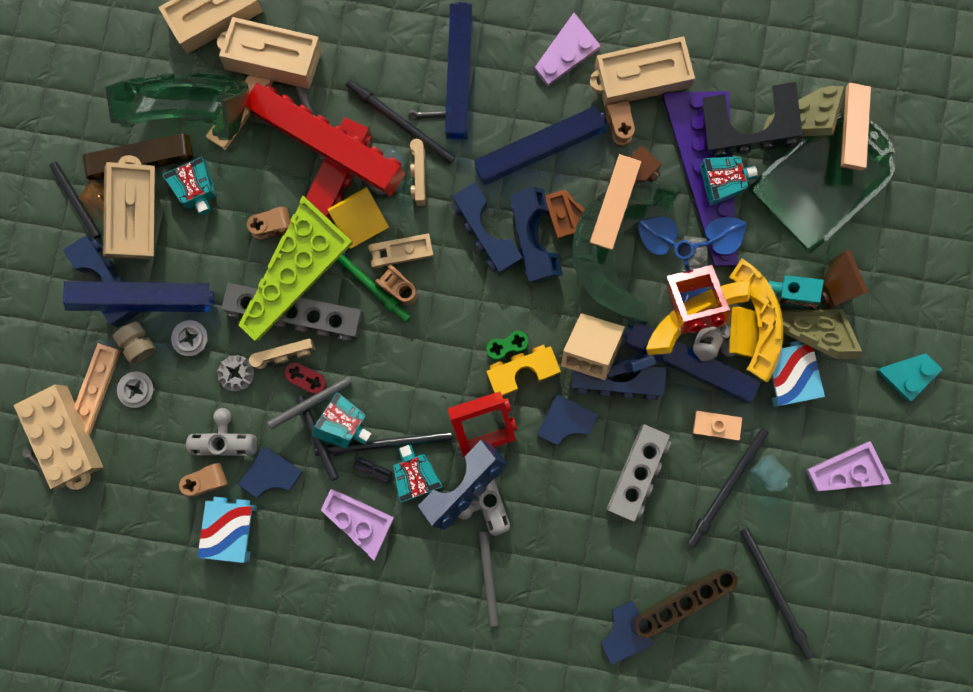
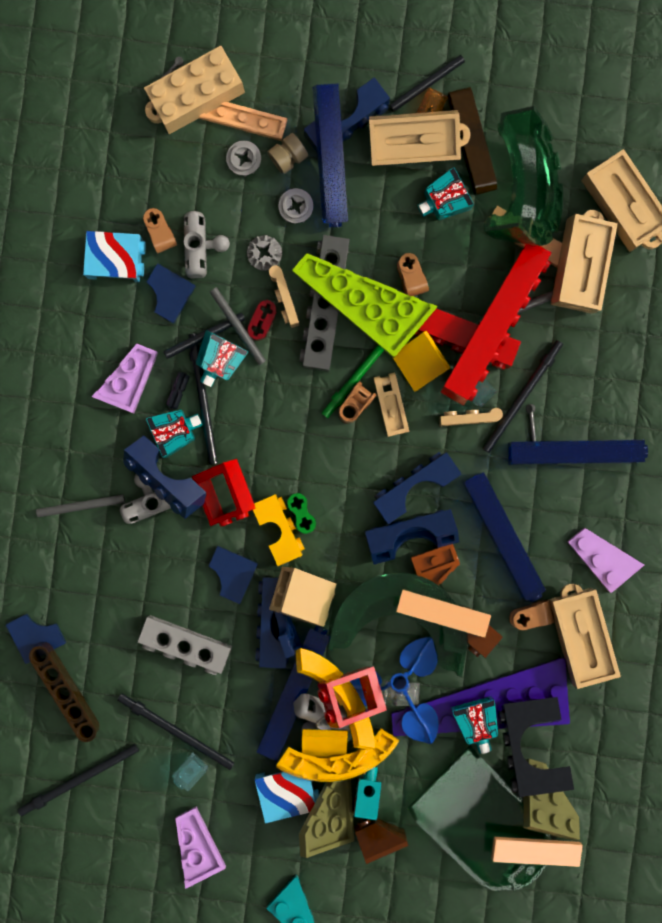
camera: 85 degrees right, 5 degrees up
(717, 425) = (234, 719): light nougat plate -> none

